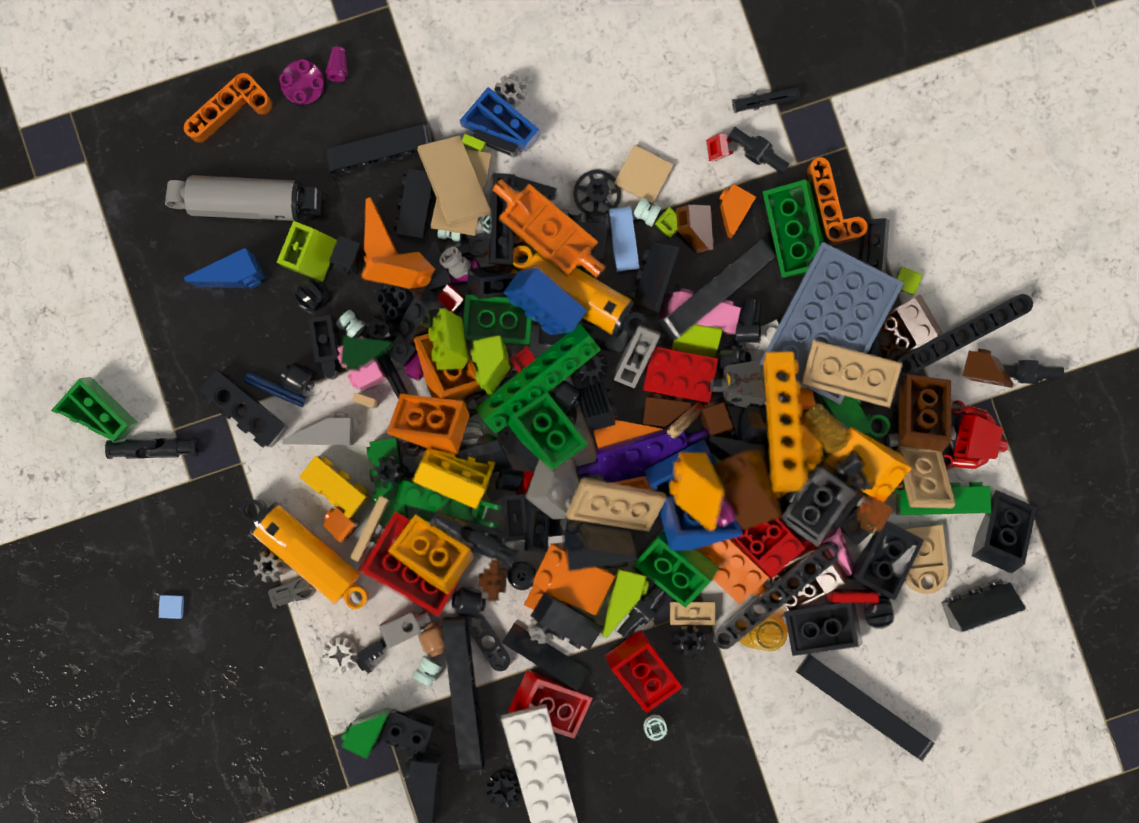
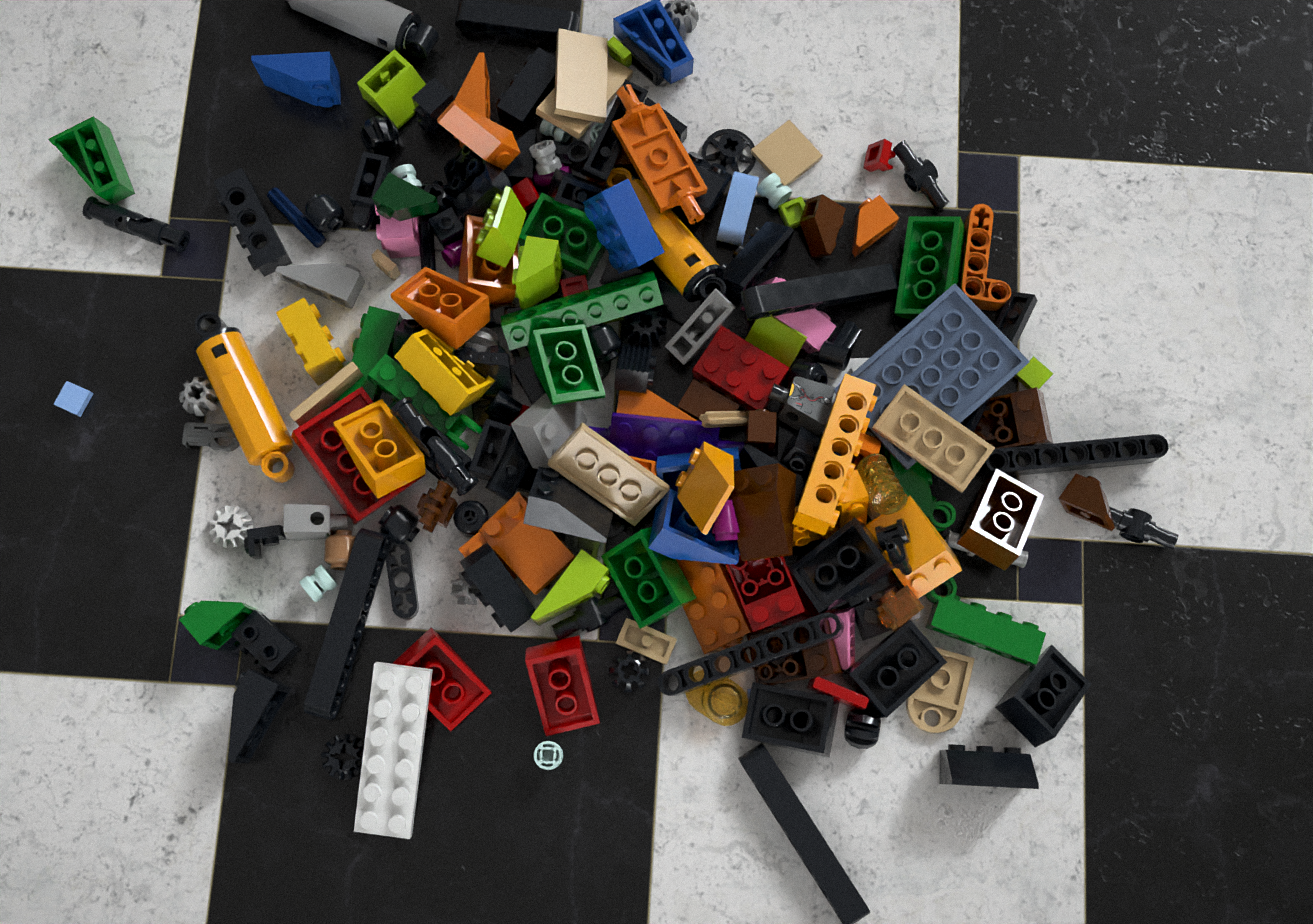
camera: 20 degrees right, 10 degrees down
(340, 525) = (297, 382): orange slope -> none
(383, 466) = (371, 334): black piece -> none
(546, 657) = (459, 623): black slope -> none
(761, 100) = (919, 124): black pin -> none
(927, 480) = (975, 593): tan tile -> none
(977, 438) = (1050, 576): red torso -> none

